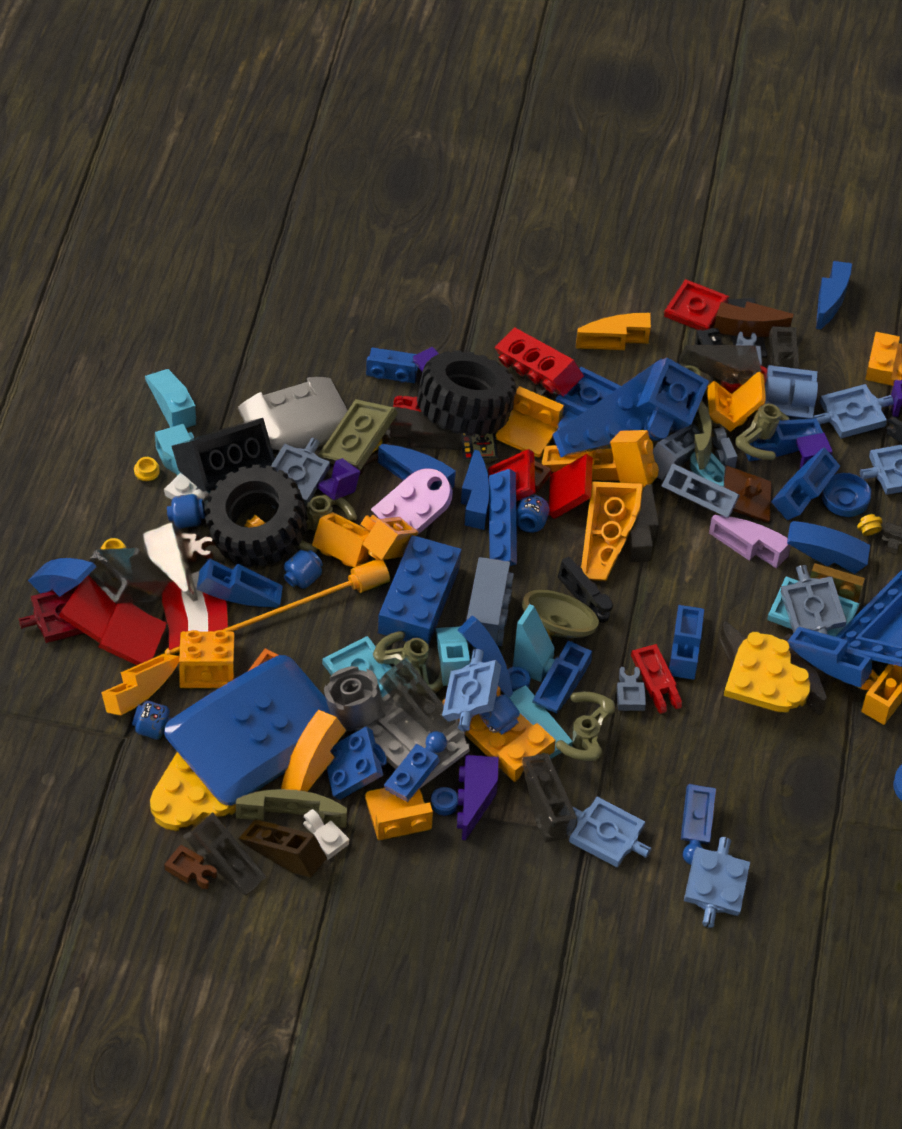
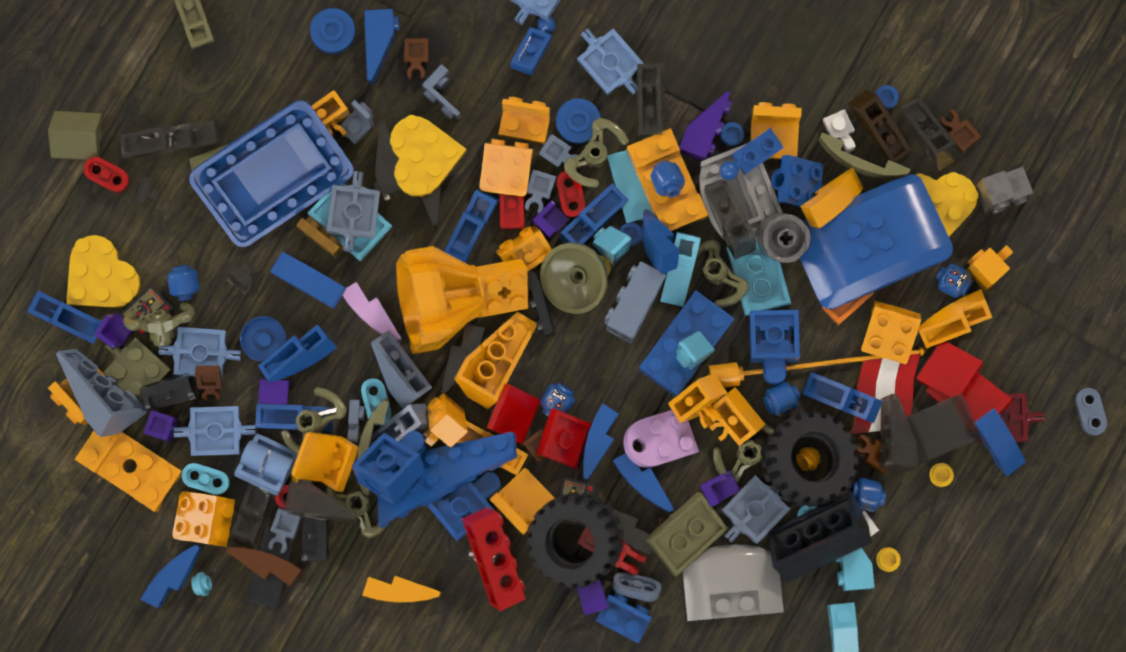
camera: 155 degrees left, 30 degrees up
(119, 732) = (988, 266): none -> light orange brick
(127, 816) = (1003, 189): none -> flat silver brick
(284, 883) = (888, 96): none -> blue tile
(329, 612) = (771, 341): none -> blue brick
(390, 386) = (636, 586): none -> sand blue plate
(412, 549) = (693, 350): none -> medium azure slope
(471, 690) = (687, 198): medium blue plate -> none
(503, 516) = (587, 396): blue plate -> none
(594, 682) = (570, 195): none -> red plate
(607, 665) = (550, 220): none -> dark purple panel
(617, 768) = (575, 121): none -> blue piece
(622, 632) = (528, 246): none -> light orange bracket
(626, 730) = (555, 151): none -> sand blue plate
(675, 749) = (524, 120): none -> light orange bracket
(676, 700) = (506, 168): none -> light orange bracket
(682, 537) = (445, 294): none -> light orange plate
(695, 306) = (308, 605): red tile -> none
(753, 492) = (352, 366): reddish brown piece -> none
(783, 748) = (438, 81): none -> sand blue bracket
(802, 295) = (201, 584): none -> medium azure plate
(819, 782) = (416, 53): none -> reddish brown plate
(824, 337) = (203, 518): none -> light orange bracket
(831, 656) = (362, 154): blue slope -> none
(841, 373) = (206, 479): none -> medium azure plate
(848, 700) = (358, 123): none -> sand blue bracket
(869, 789) = (379, 36): none -> blue slope
(870, 525) = (257, 297): yellow plate -> none
(881, 441) = (209, 379): none -> reddish brown plate

